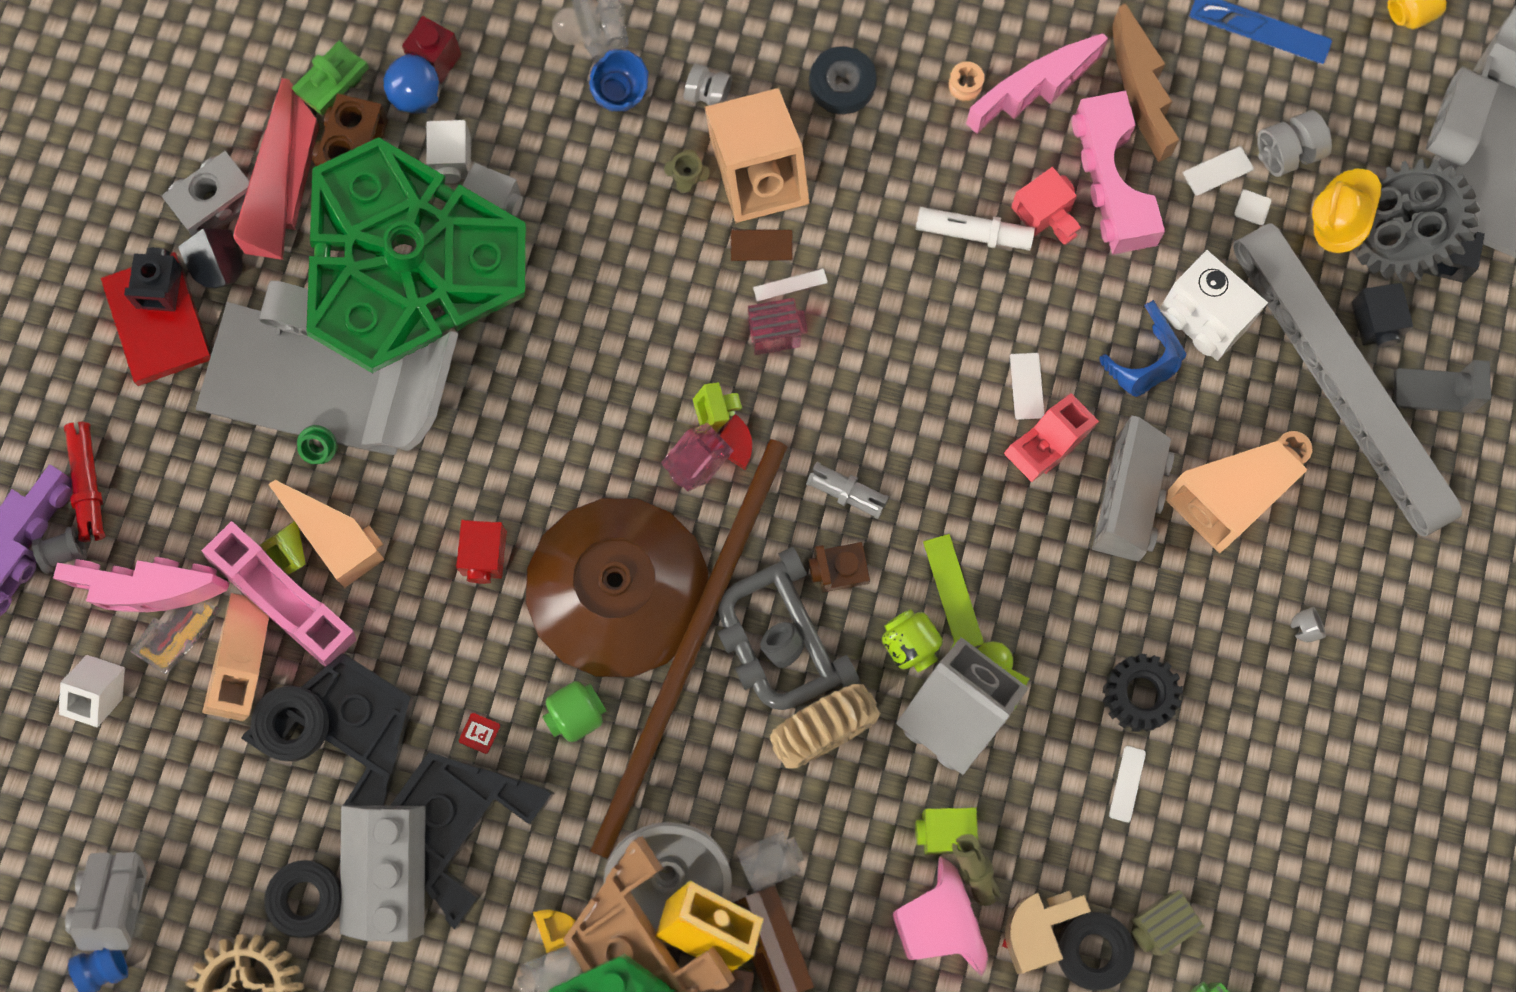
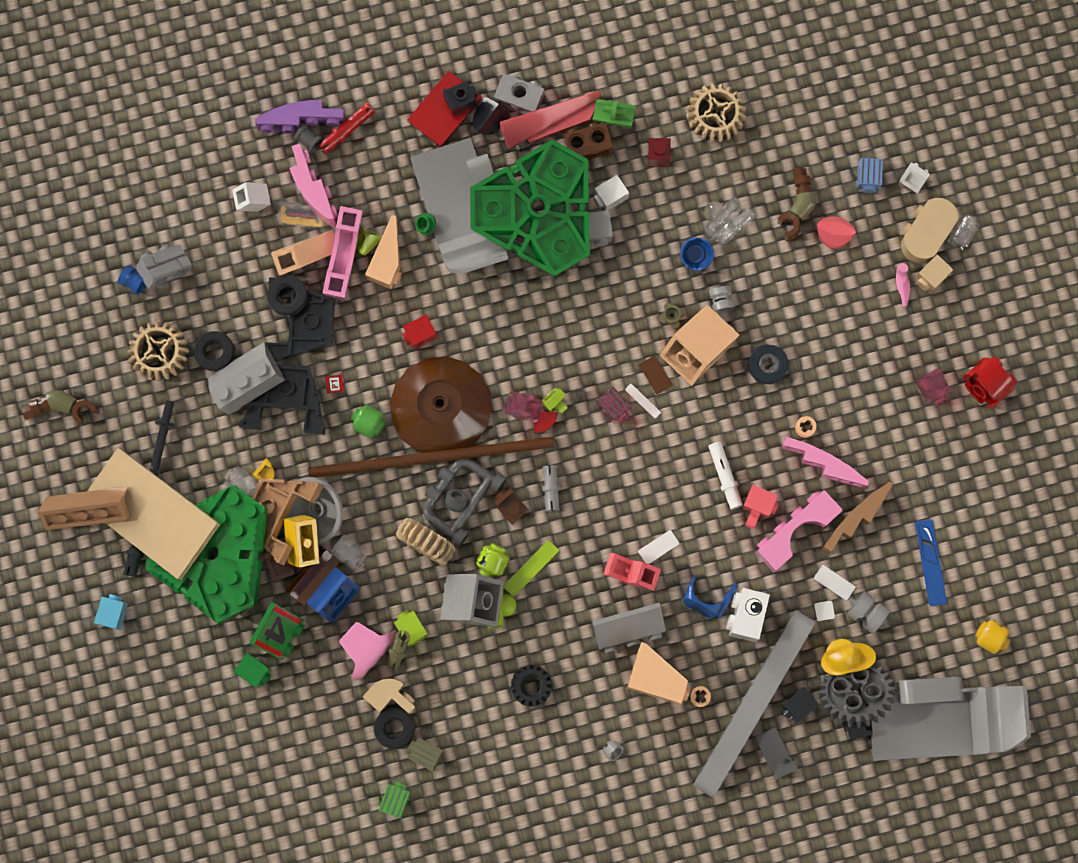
camera: 65 degrees right, 5 degrees up
(411, 84) = (633, 154): blue hair -> none
(823, 928) = (333, 595): none -> blue slope
(1127, 784) = (484, 702): white sticker -> none

